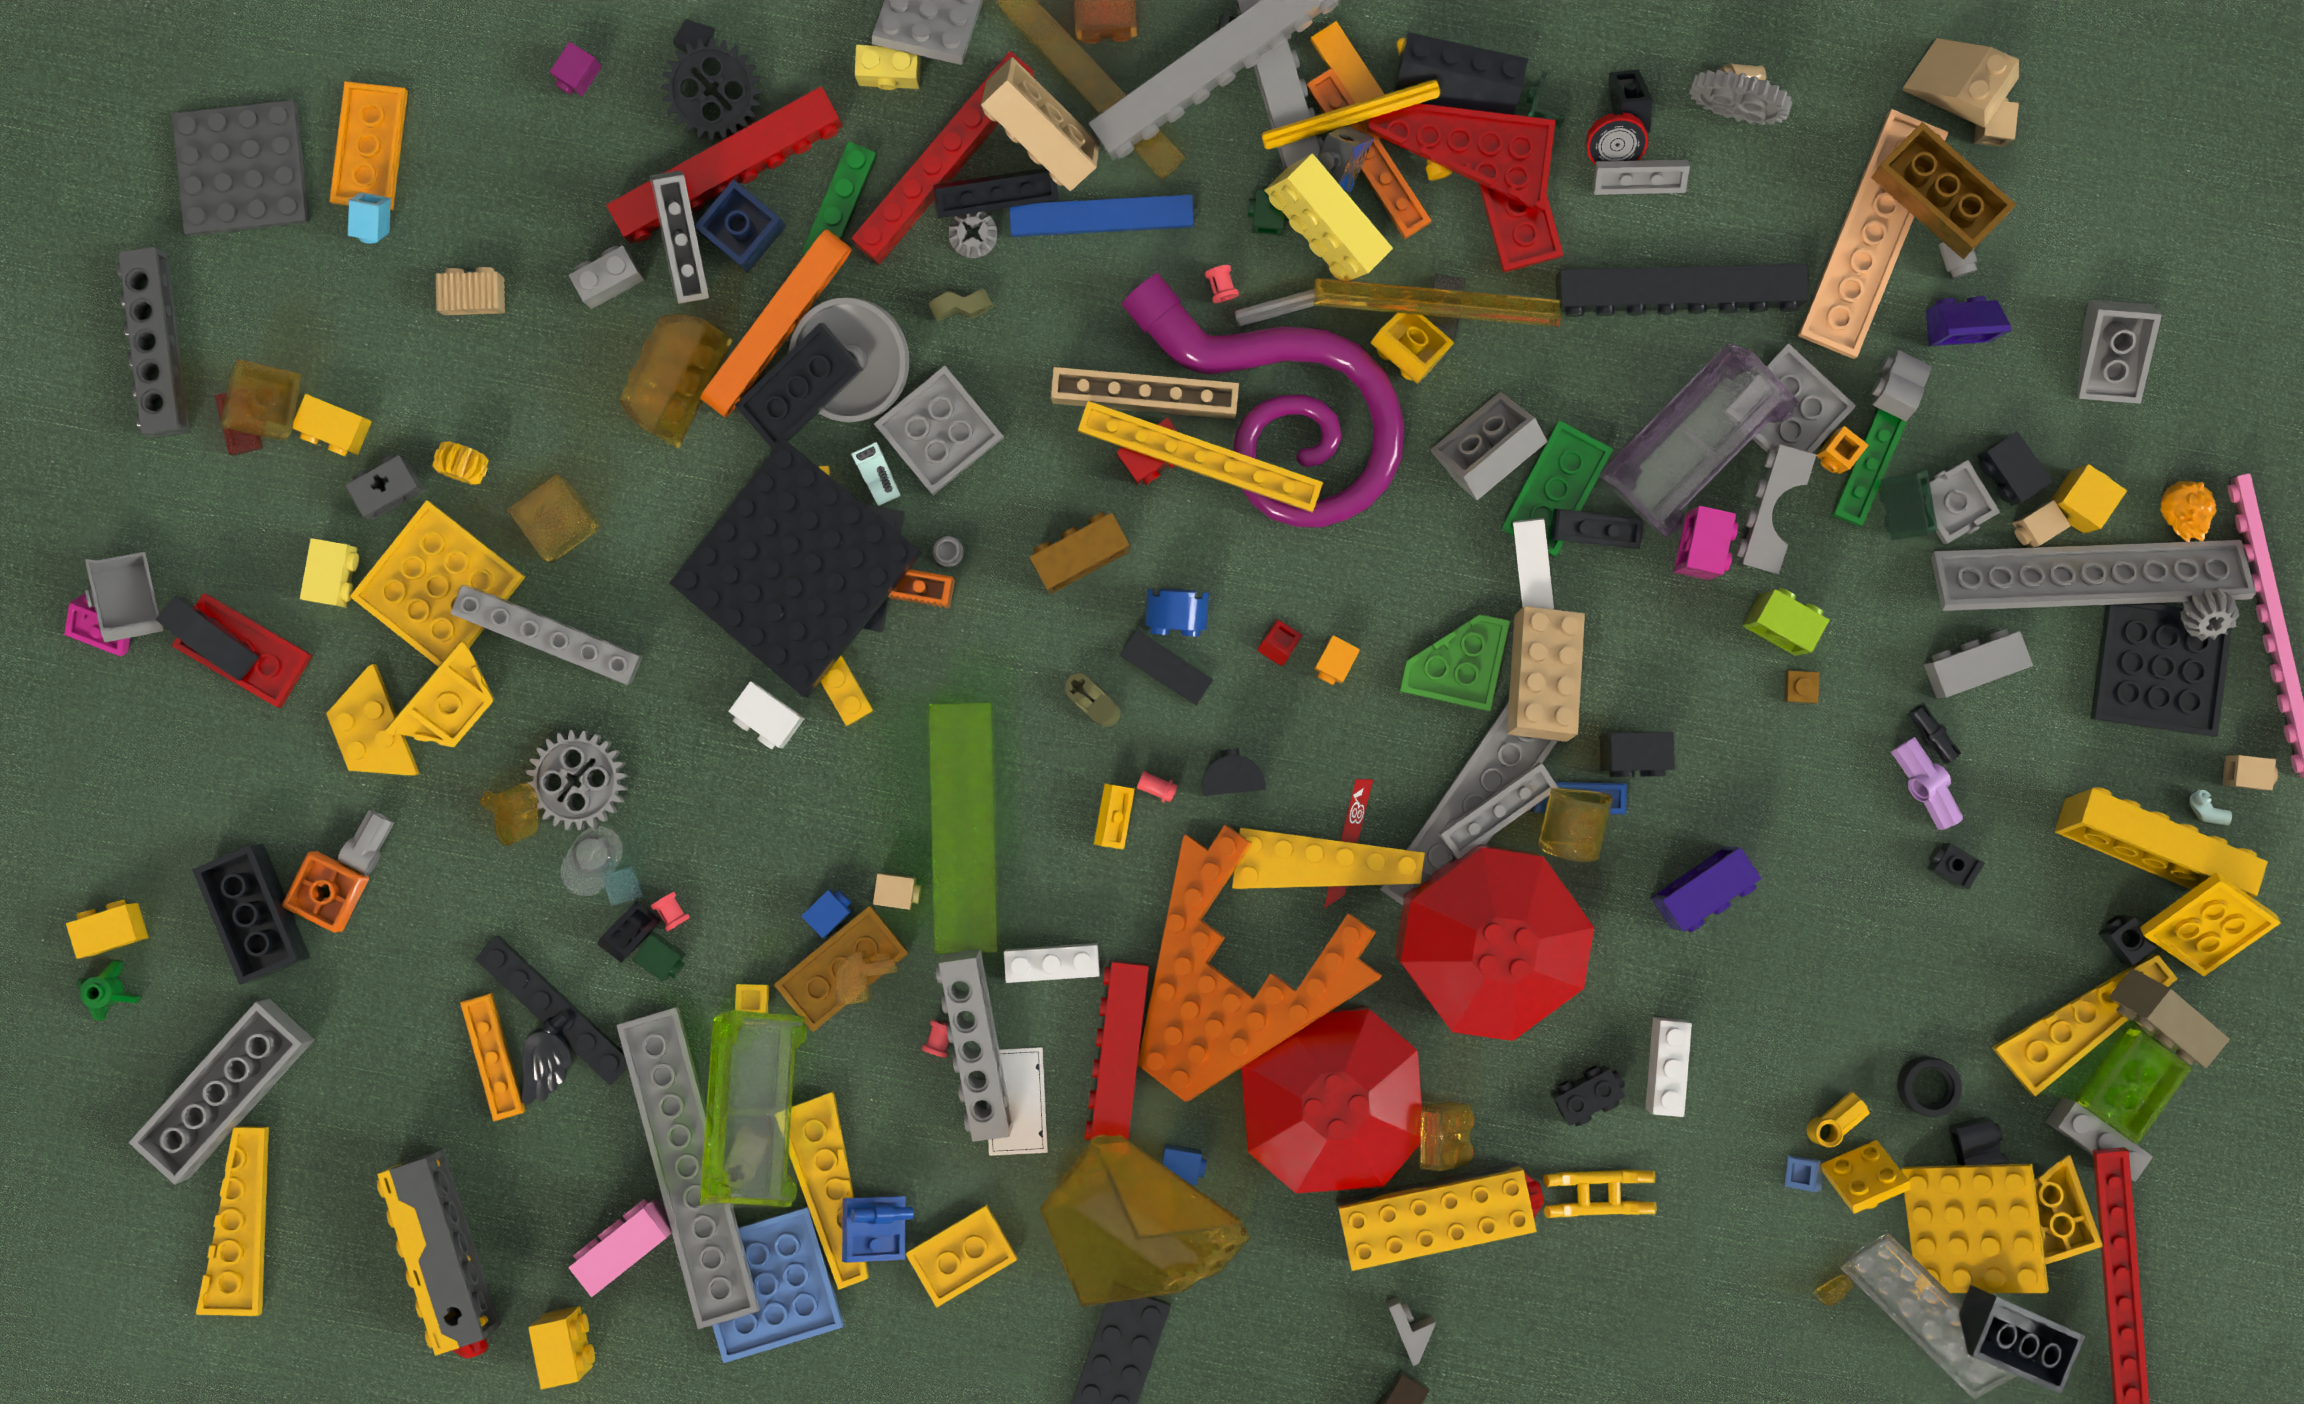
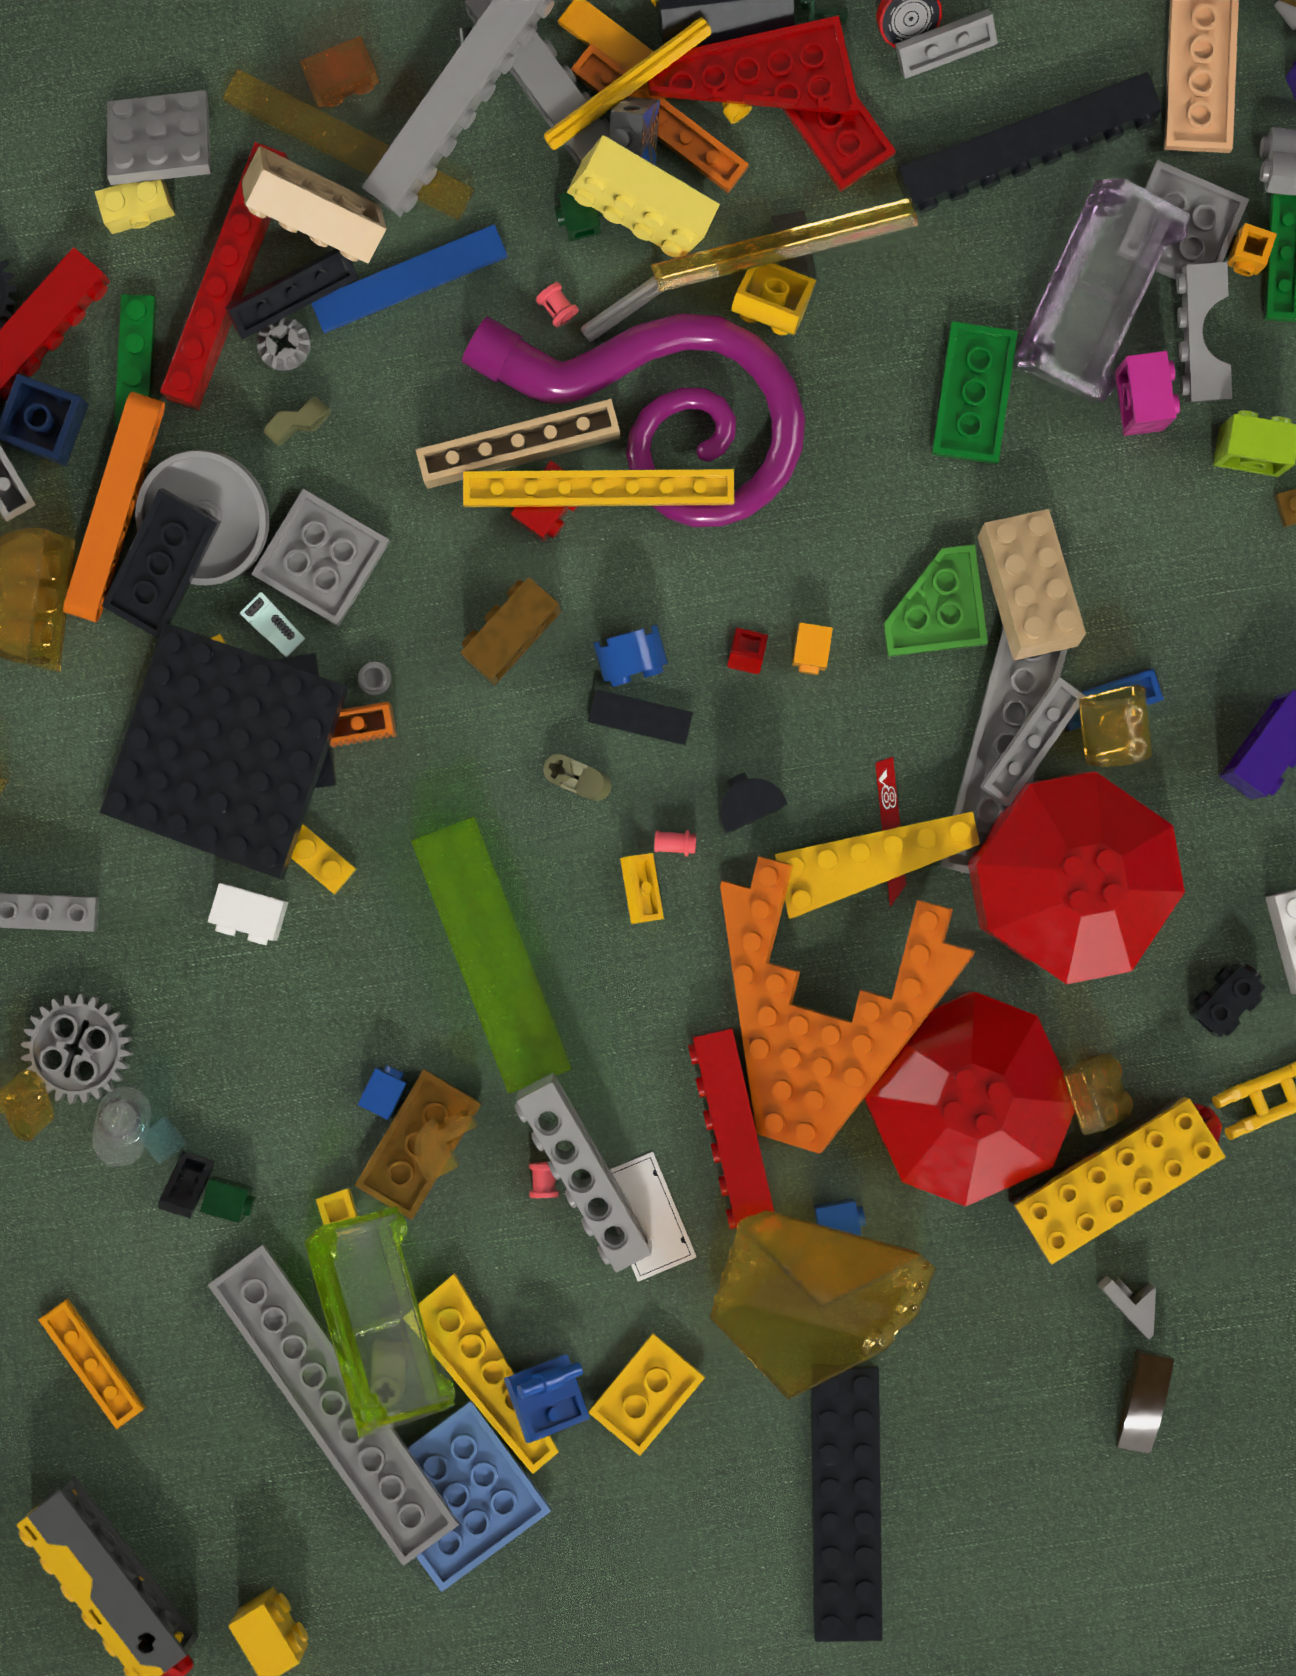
camera: 20 degrees left, 0 degrees up
(545, 1059) = (147, 1346): black animal -> none
(546, 1002) = (137, 1292): black plate -> none
(621, 1245) = (293, 1509): bright pink brick -> none
(670, 911) = (221, 1149): coral bush -> none
(896, 891) = (446, 1044): tan brick -> none
(1051, 962) = (631, 1061): white brick -> none
(1489, 445) = (890, 372): light grey slope -> none
(1533, 563) = (978, 476): white tile -> none
(1596, 528) = (1030, 418): black tile -> none
(1644, 752) = (1151, 631): black brick -> none

